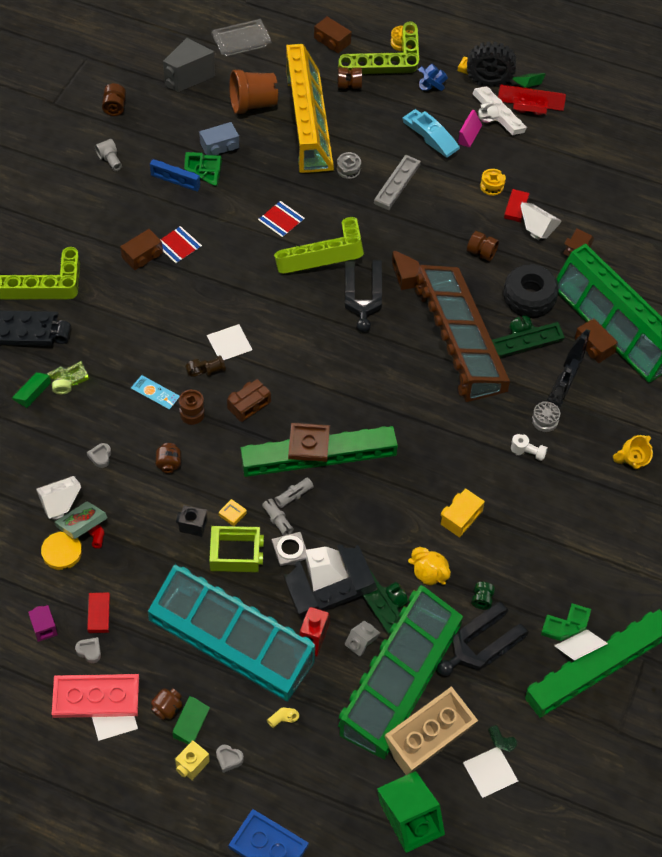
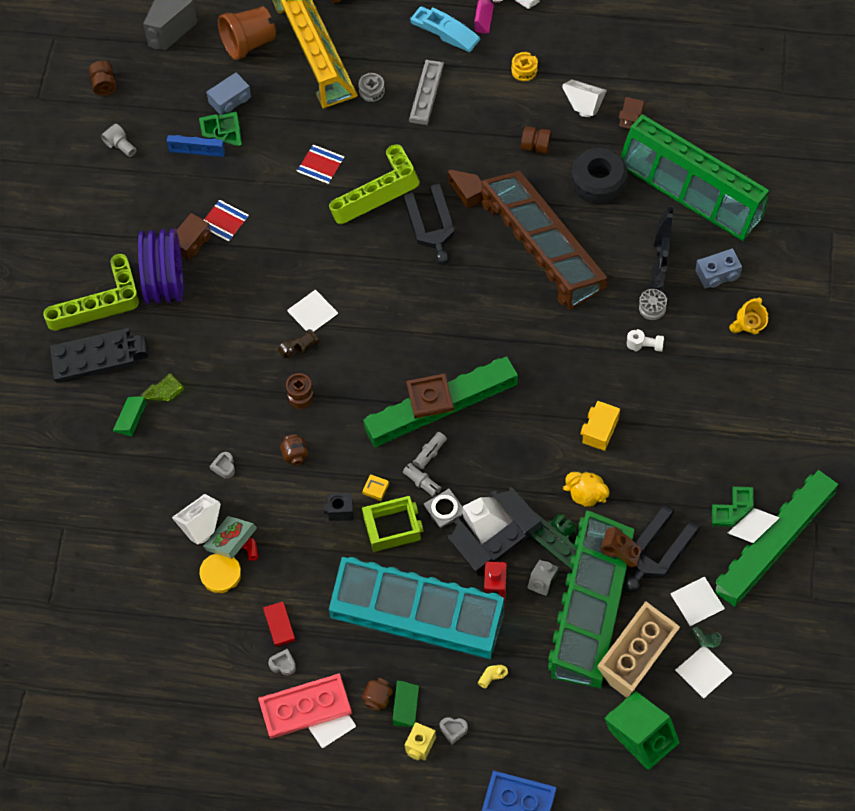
camera: 10 degrees left, 5 degrees up
(42, 623) = (228, 649): magenta brick -> none
(61, 386) = (160, 405): yellowish green tile -> none
(102, 264) = (160, 266): none -> dark purple wheel
(155, 392) = (255, 384): medium azure sticker -> none
(248, 400) = (353, 368): reddish brown brick -> none
(442, 625) = (618, 544): none -> reddish brown plate
(483, 595) = (646, 504): dark green wheel -> none
(504, 702) = (697, 601): none -> white sticker
(513, 209) = (555, 82): red tile -> none
(527, 337) = (609, 226): dark green plate -> none
(600, 342) = (685, 212): reddish brown brick -> none
(618, 400) = (718, 268): none -> sand blue brick

